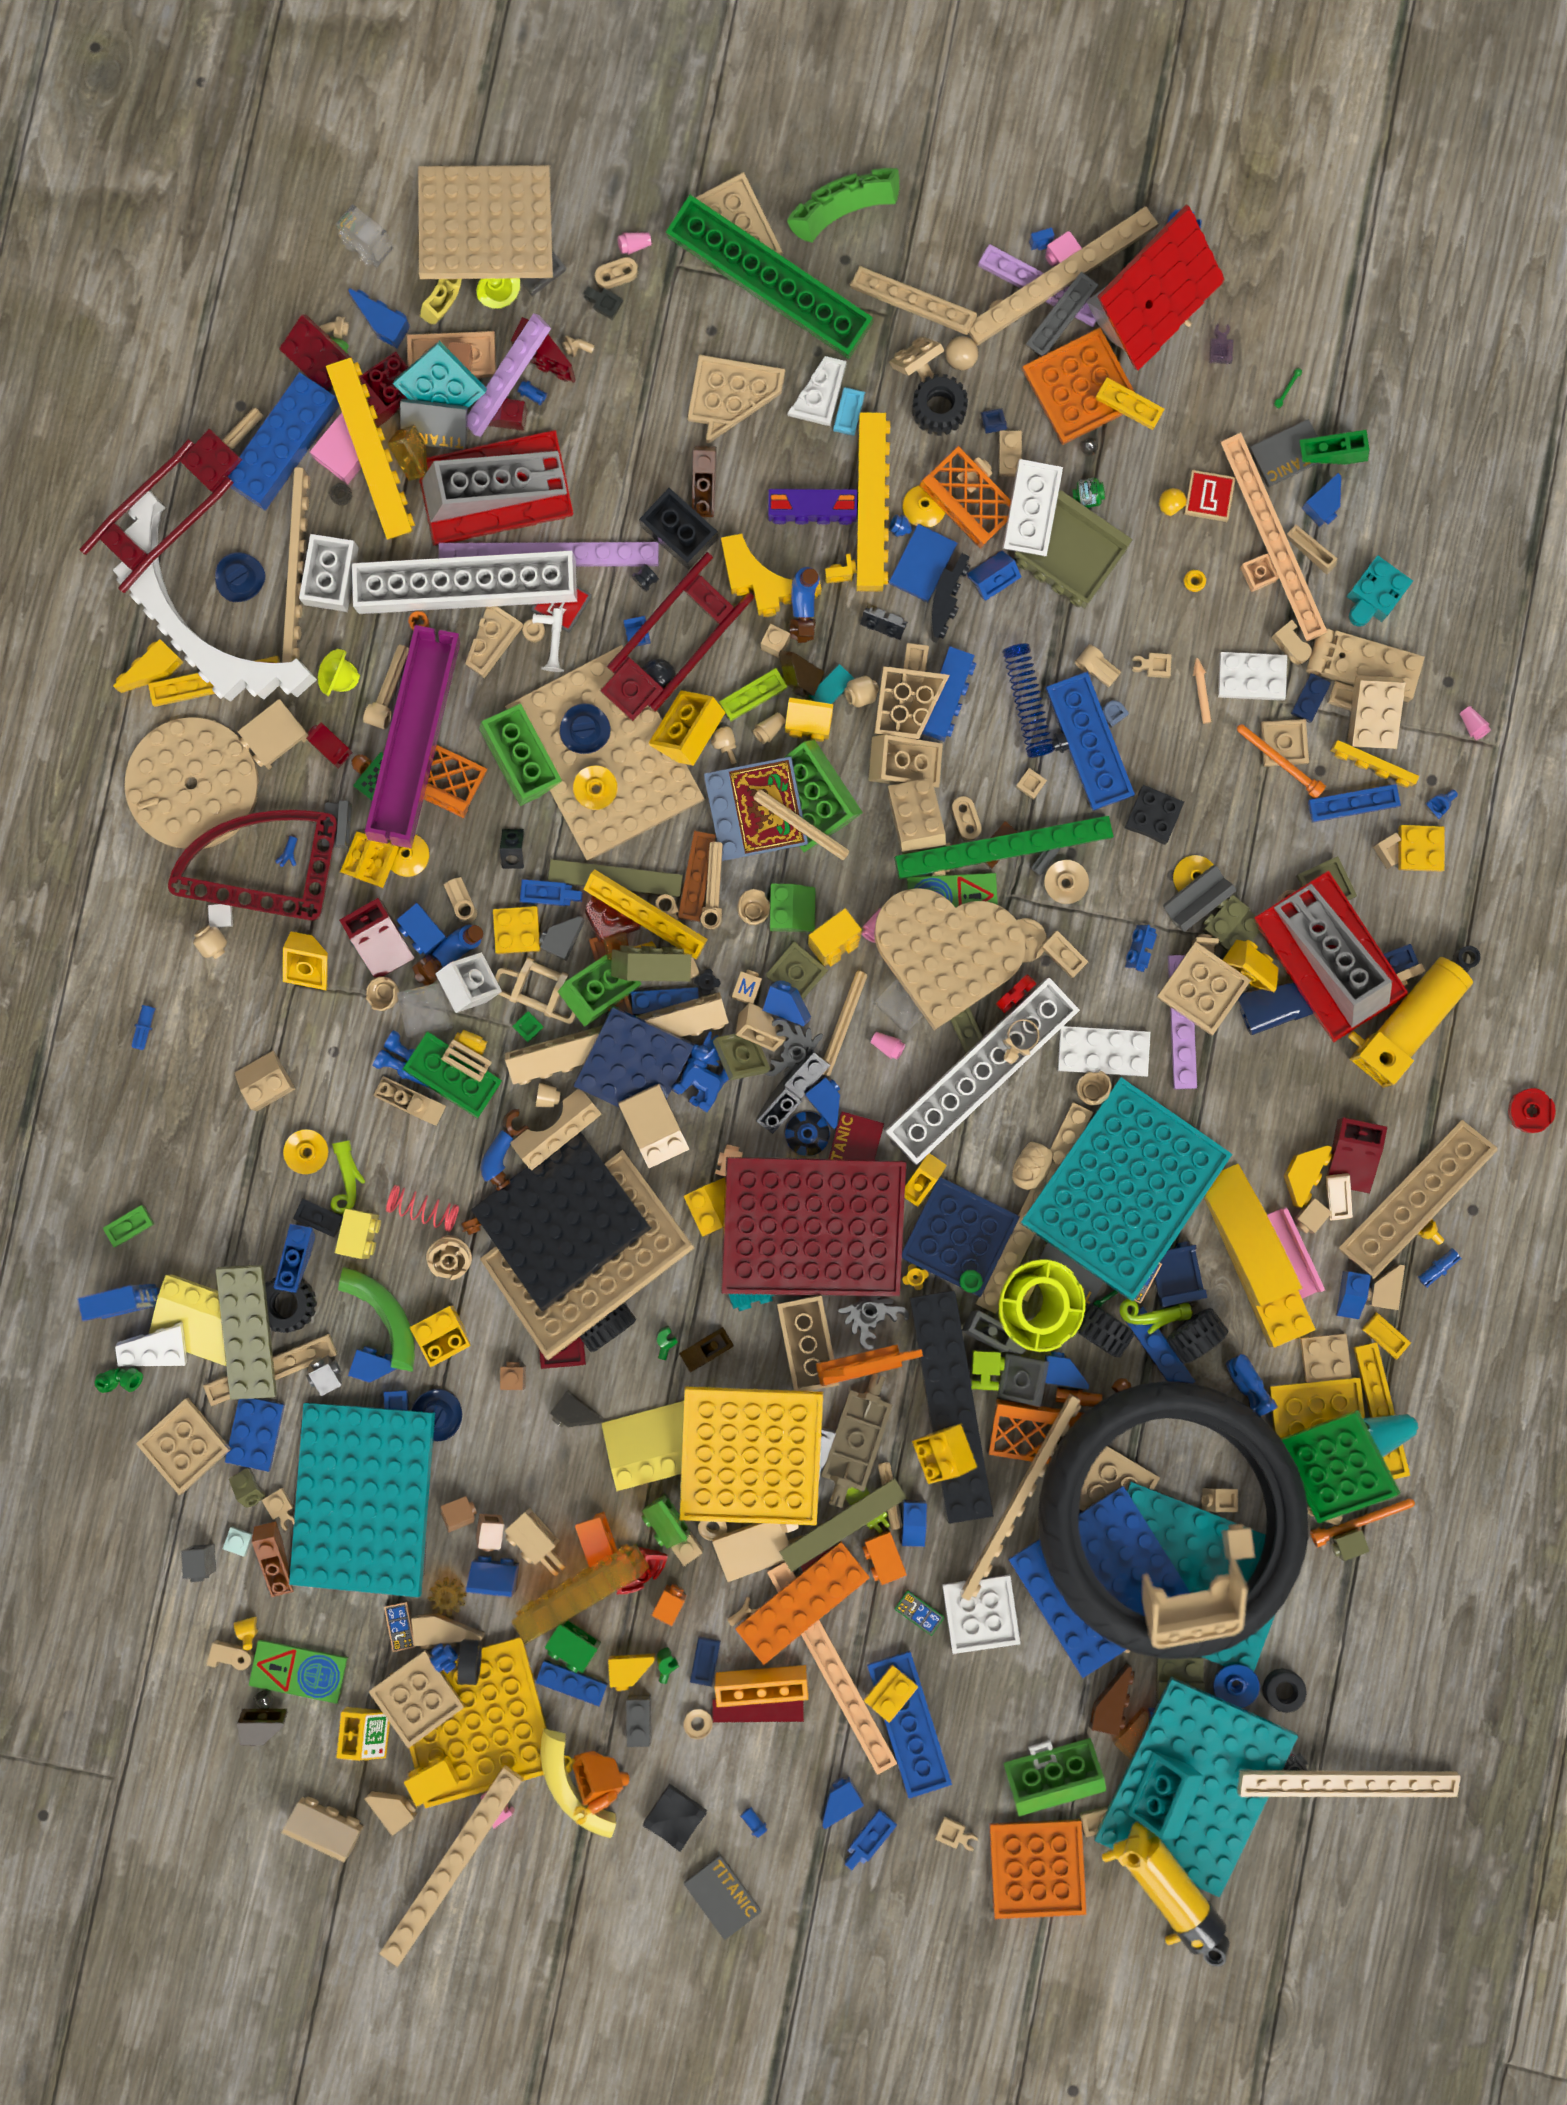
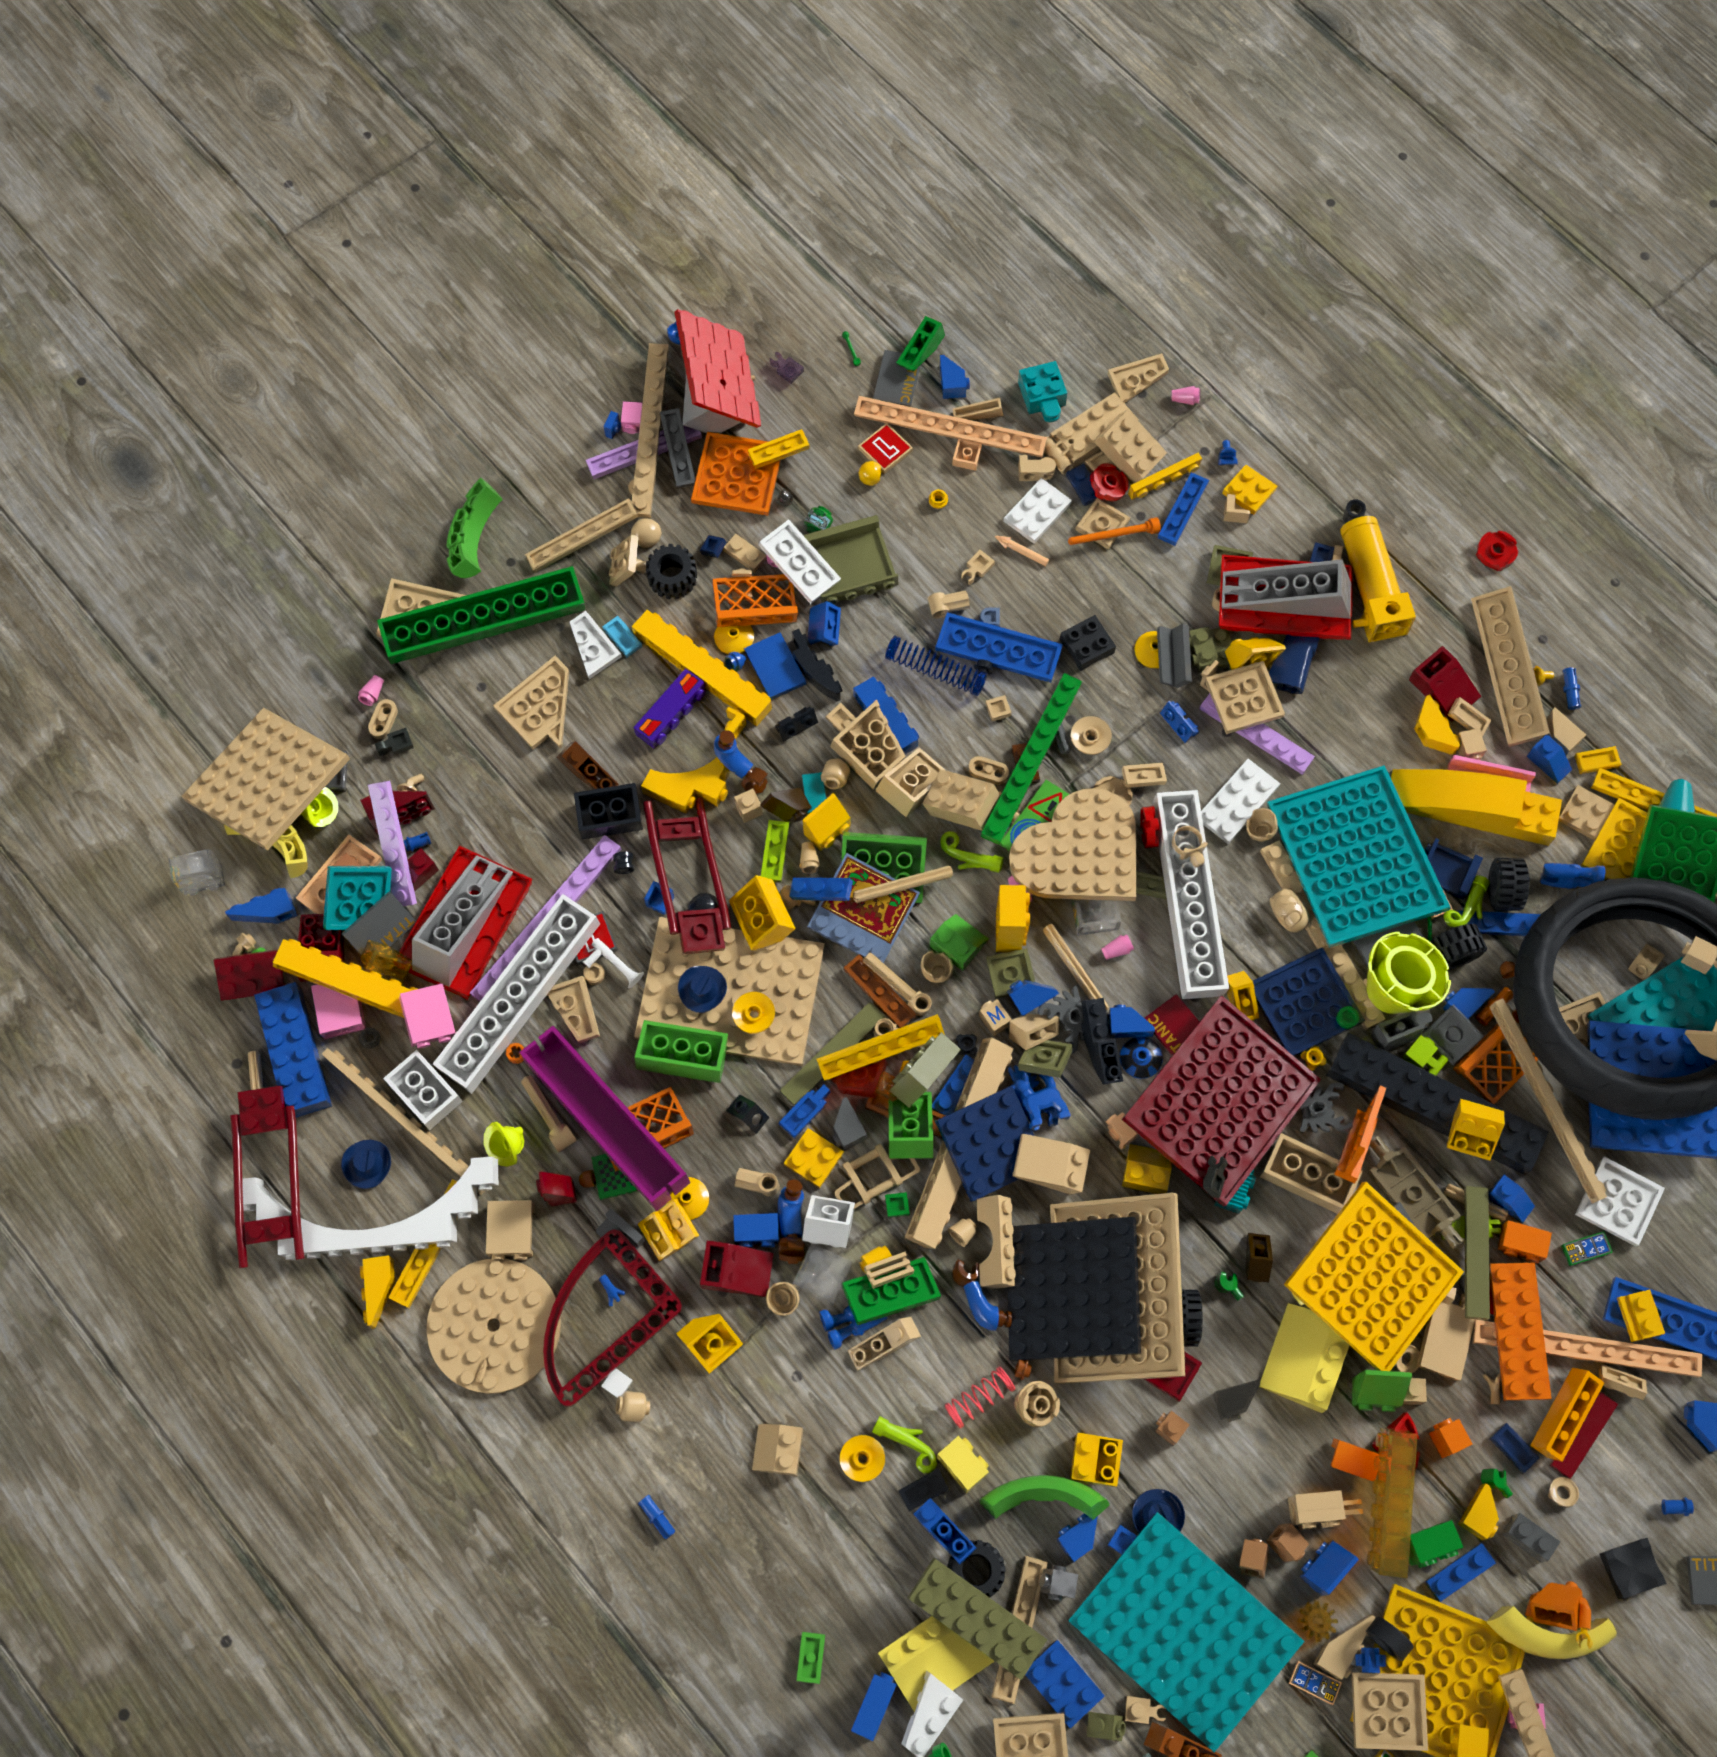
camera: 55 degrees left, 15 degrees down
(386, 526) = (427, 1016): none -> bright pink brick
(733, 1268) = (1214, 1179): none -> pearl dark grey plate
(742, 760) = (821, 889): none -> blue plate
(824, 1713) = (1623, 1382): none -> tan plate
(874, 865) = (972, 860): none -> lime plant
(1316, 718) = (1102, 488): none -> red plate
(1459, 664) = (1137, 376): none -> tan wing

